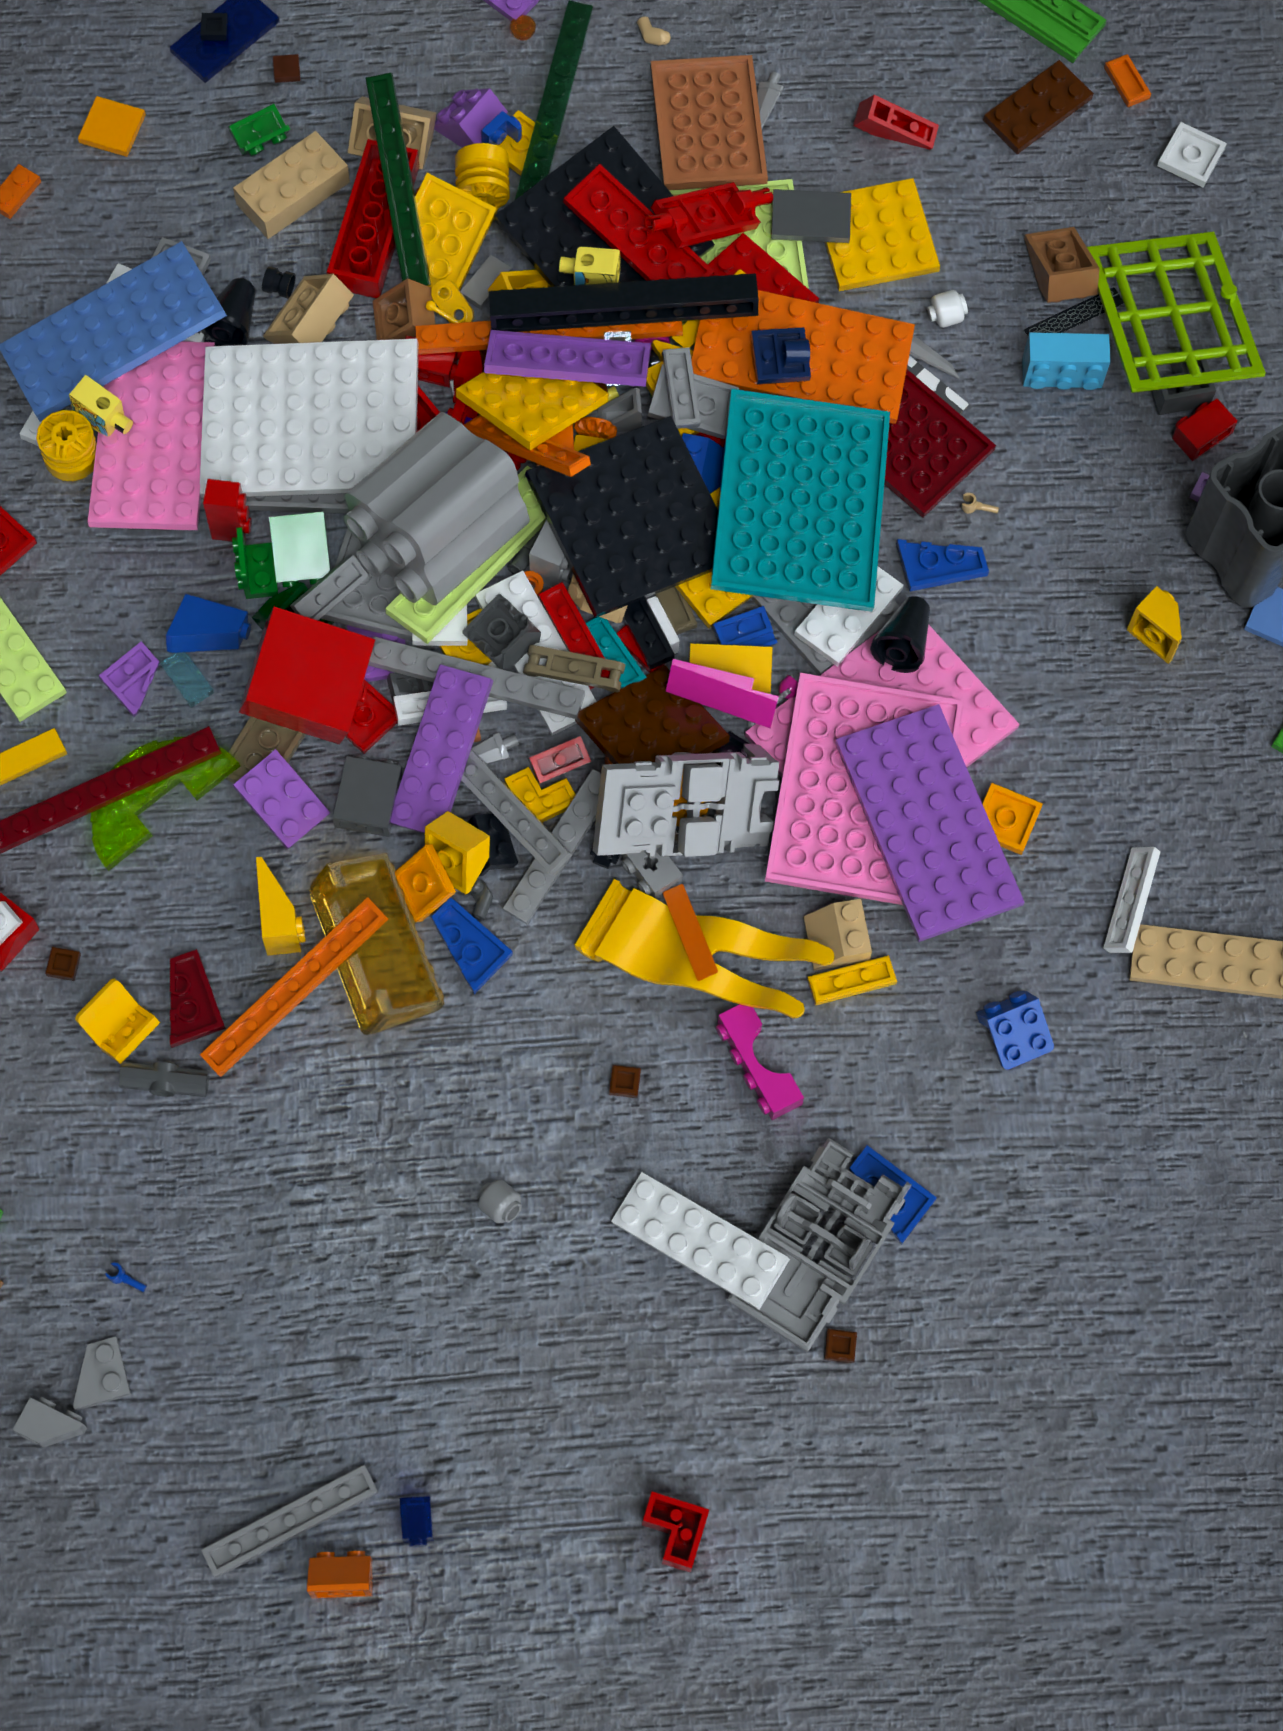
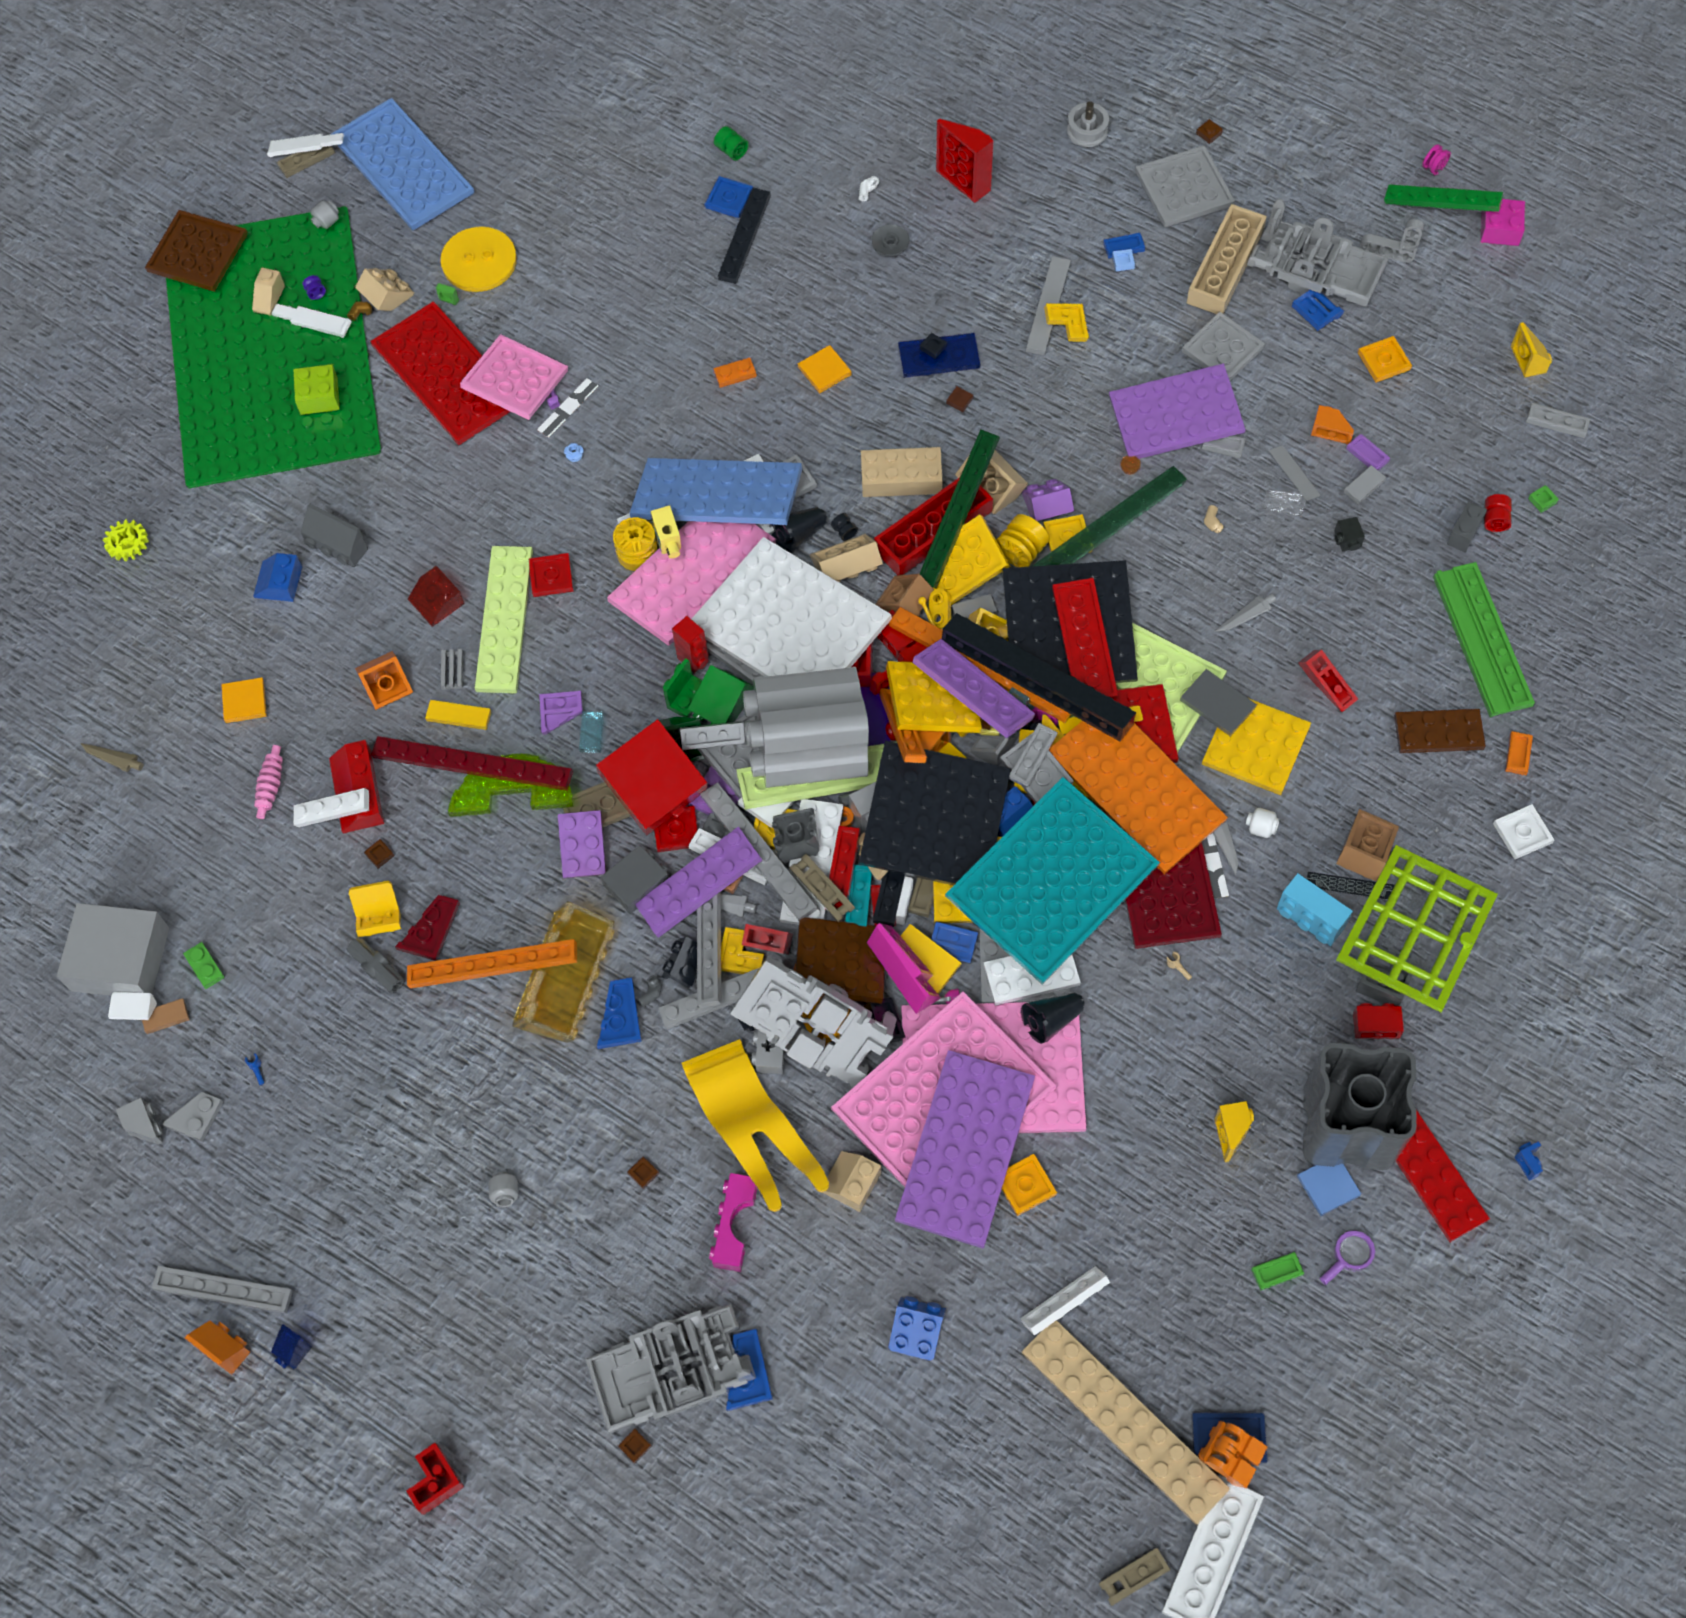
camera: 45 degrees right, 5 degrees down
(206, 627) = (624, 707): blue slope -> none
(258, 130) = (909, 426): green bracket -> none
(279, 923) = (517, 913): yellow slope -> none
(424, 883) = (621, 956): light orange tile -> none
(460, 848) = (655, 950): yellow slope -> none
(500, 127) = (1056, 517): blue bracket -> none
(593, 266) = (1037, 641): light yellow torso -> none
(595, 427) = (963, 746): orange gear -> none
(690, 932) = (755, 1107): orange sticker -> none
(700, 1240) = (599, 1309): white plate -> none
(707, 213) = (1143, 655): red plate -> none
(708, 122) = (1200, 599): nougat plate -> none
(781, 355) = (1114, 777): dark blue plate -> none
(852, 980) = (838, 1215): yellow tile -> none
(937, 565) = (1118, 986): blue wing -> none

